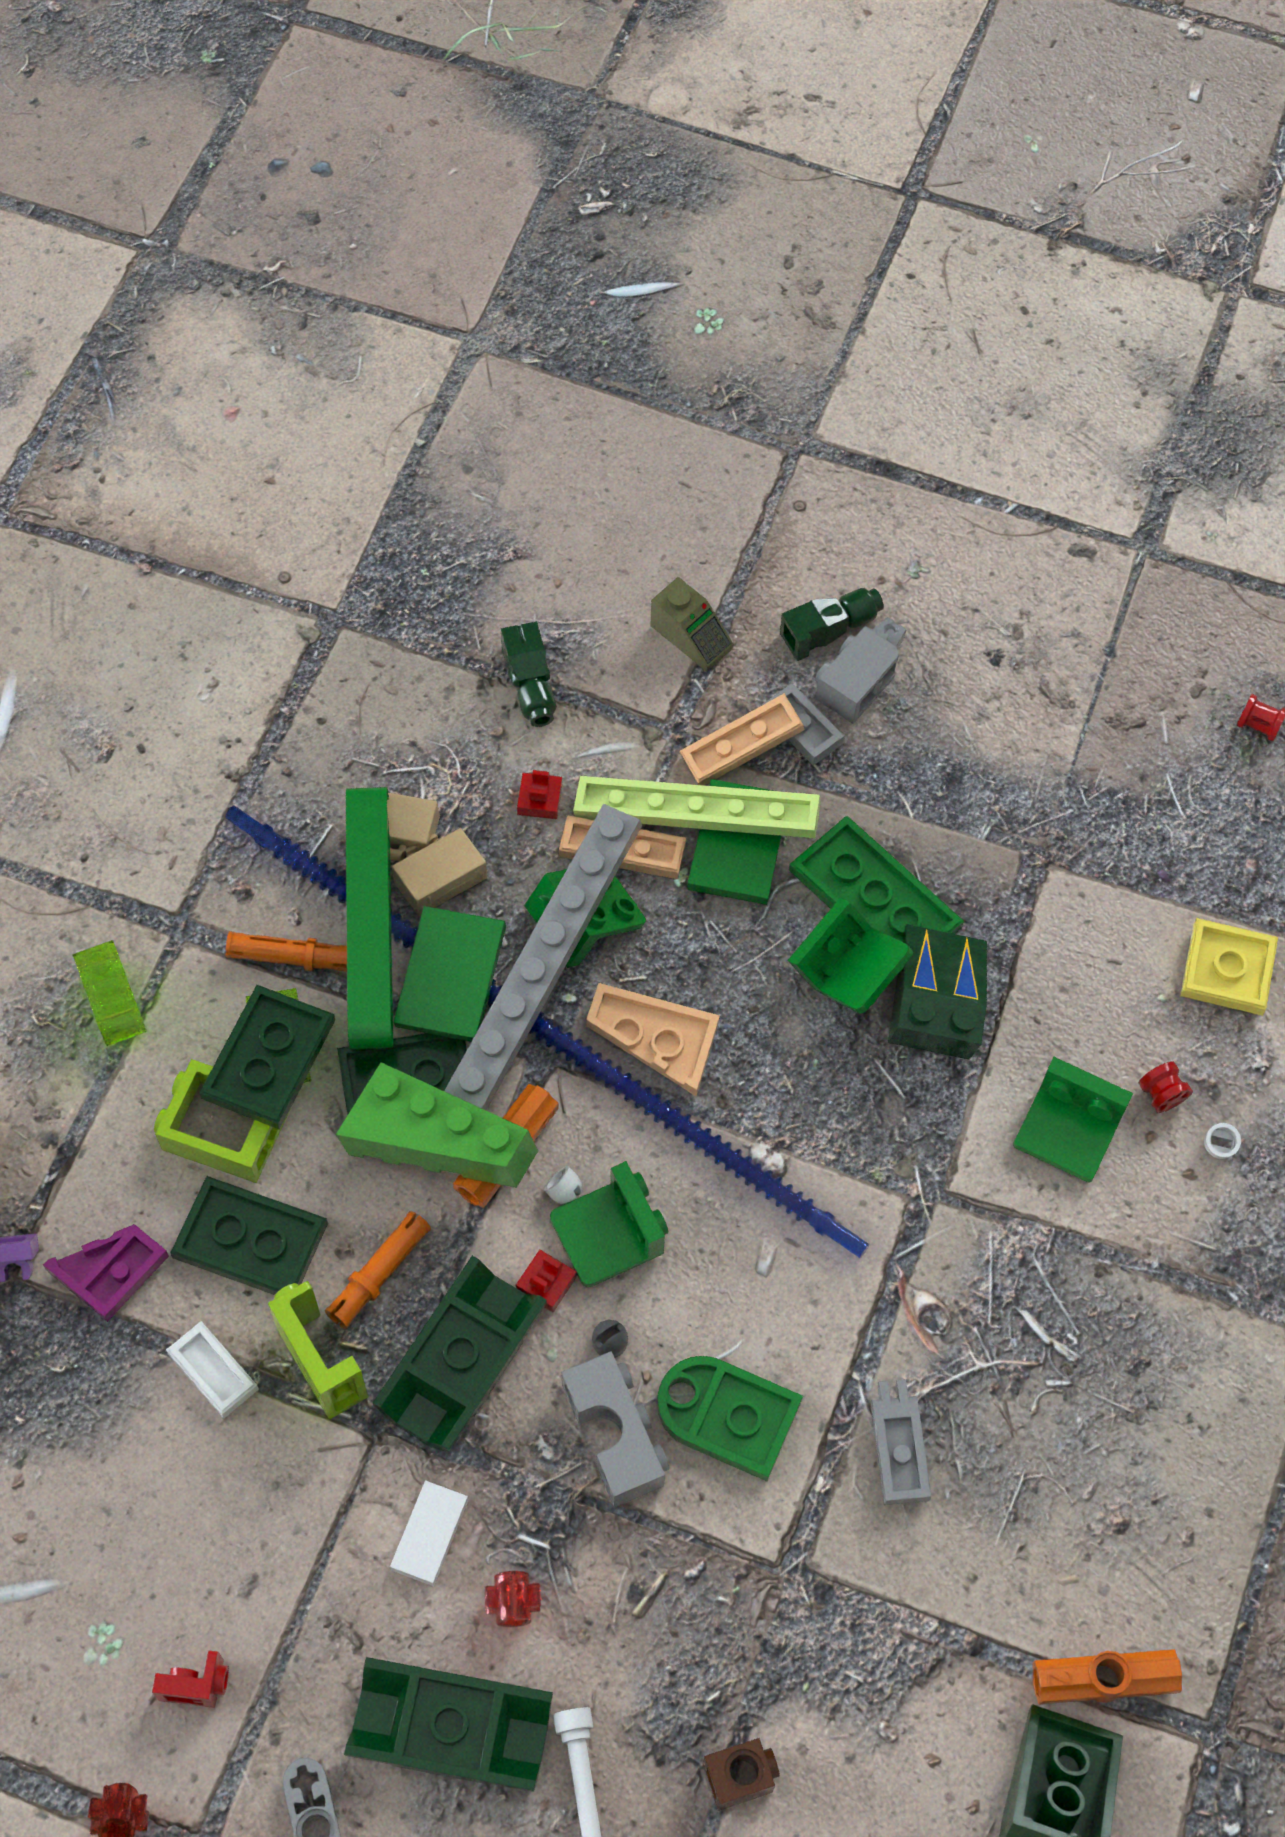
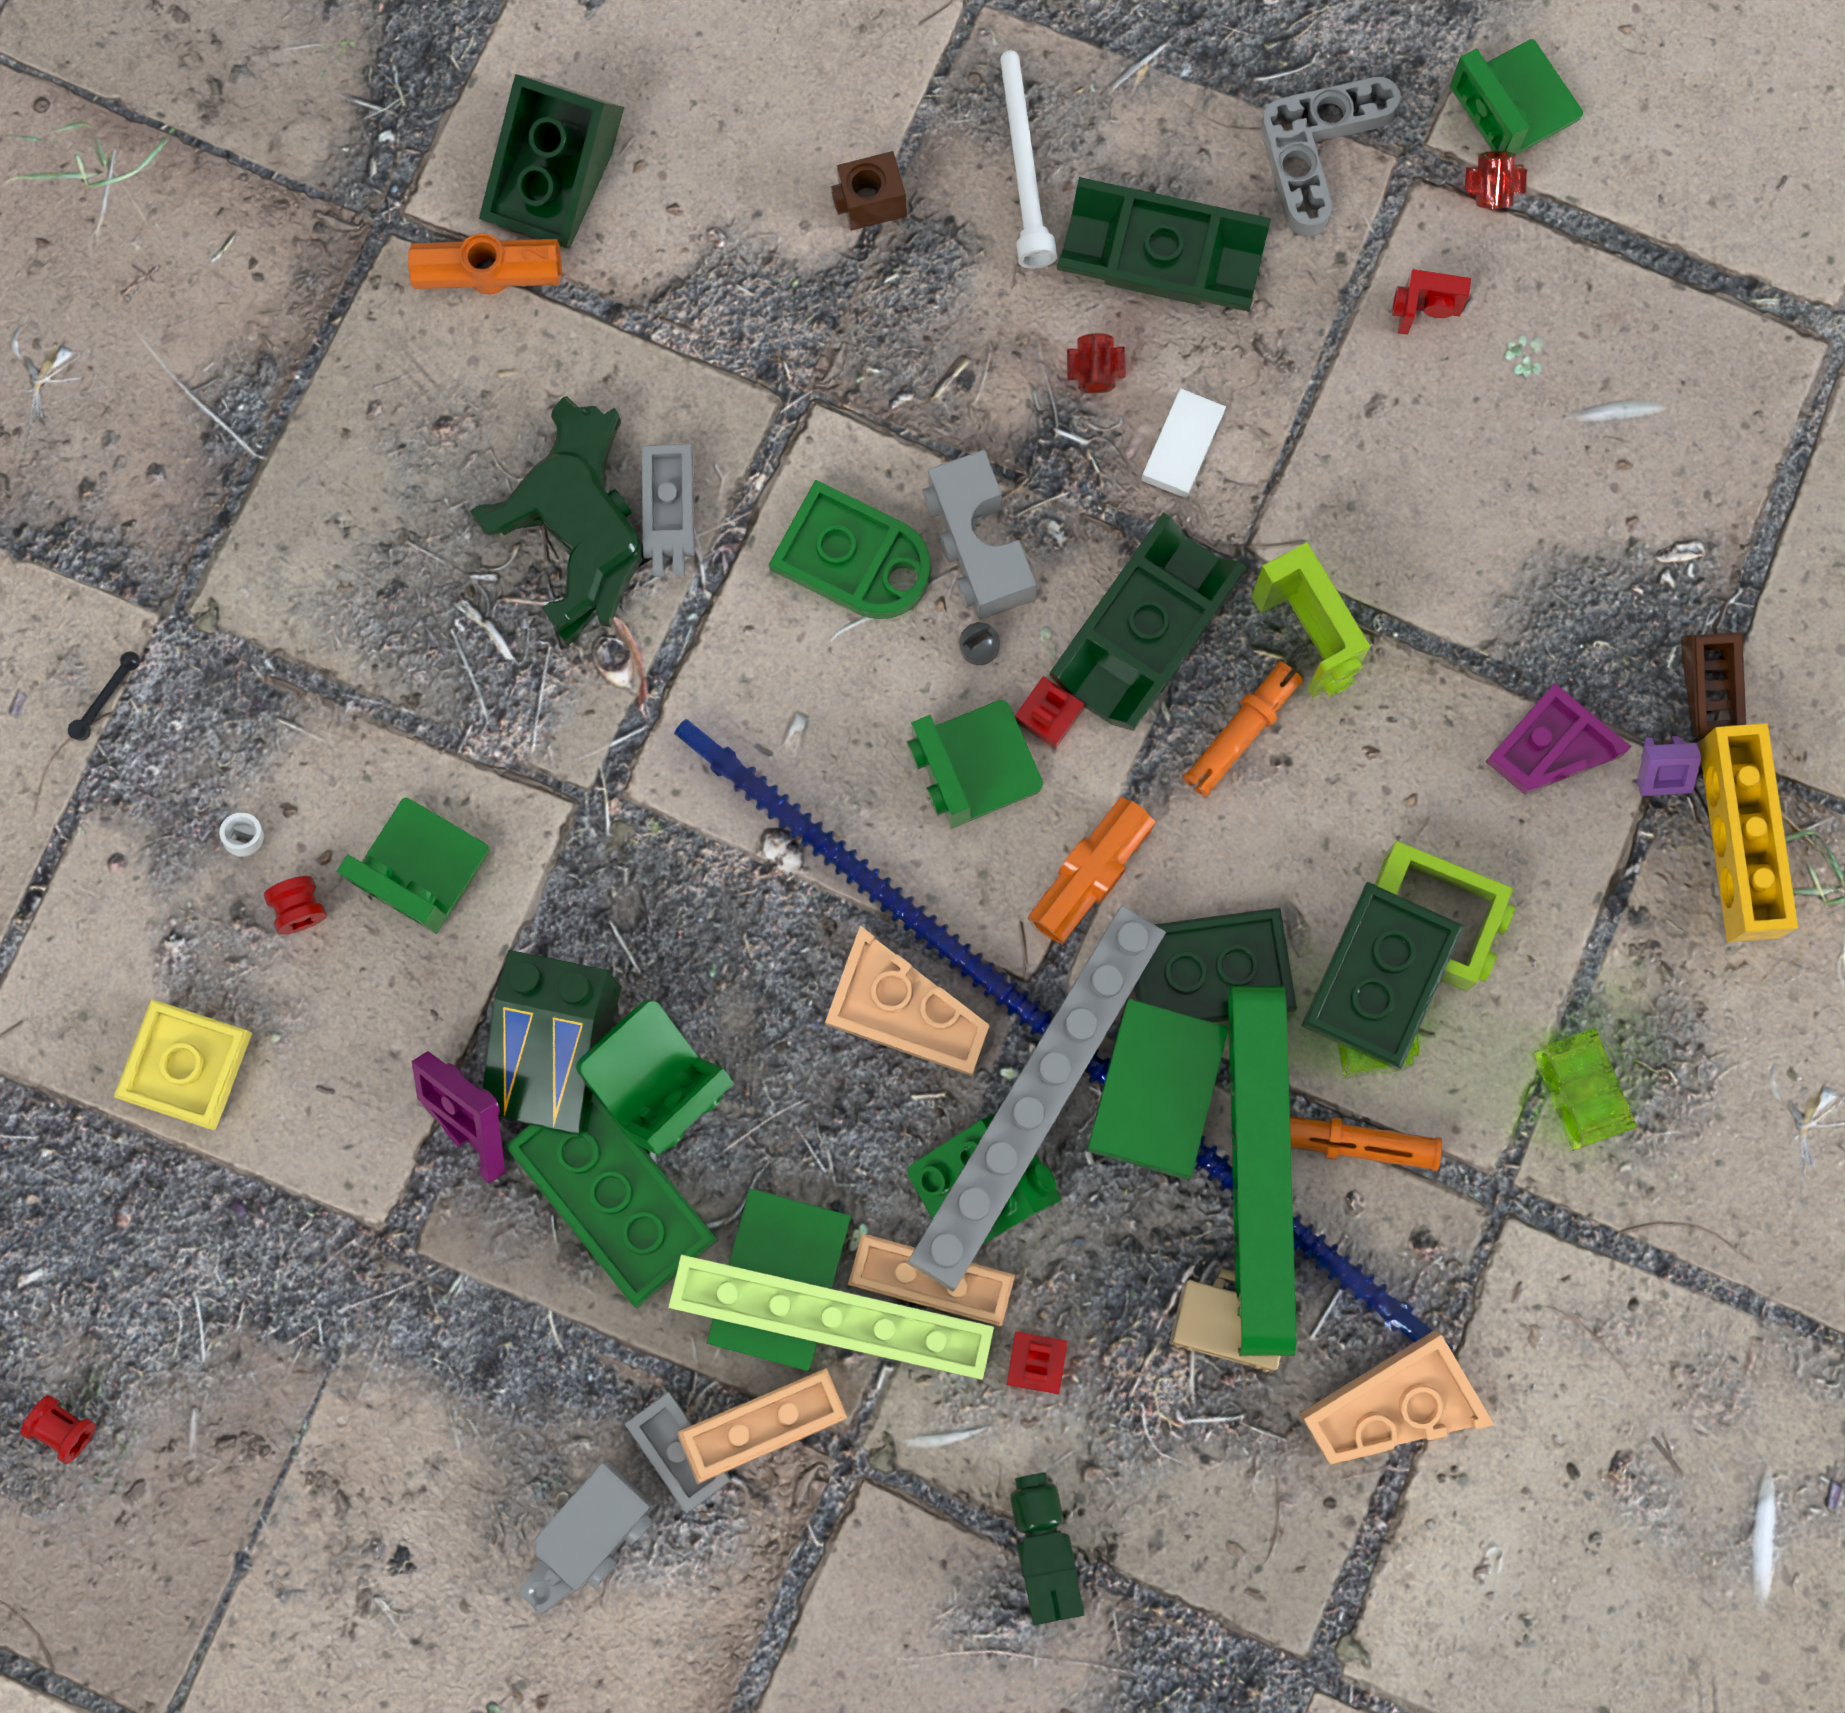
camera: 170 degrees left, 15 degrees up
(212, 1369) = (1427, 629): white tile -> none
(248, 1237) = (1393, 779): dark green tile -> none
(264, 781) = (1397, 1402): none -> light nougat wing
(429, 1128) = (1180, 867): bright green wedge -> none
(439, 870) = (1171, 1250): tan piece -> none
(563, 1186) = (1026, 820): white hinge -> none
(690, 624) = (816, 1621): olive slope -> none
(825, 620) = (626, 1621): dark green piece -> none
(983, 1433) = (571, 503): none -> dark green animal
(990, 930) = (461, 1110): none -> magenta wing

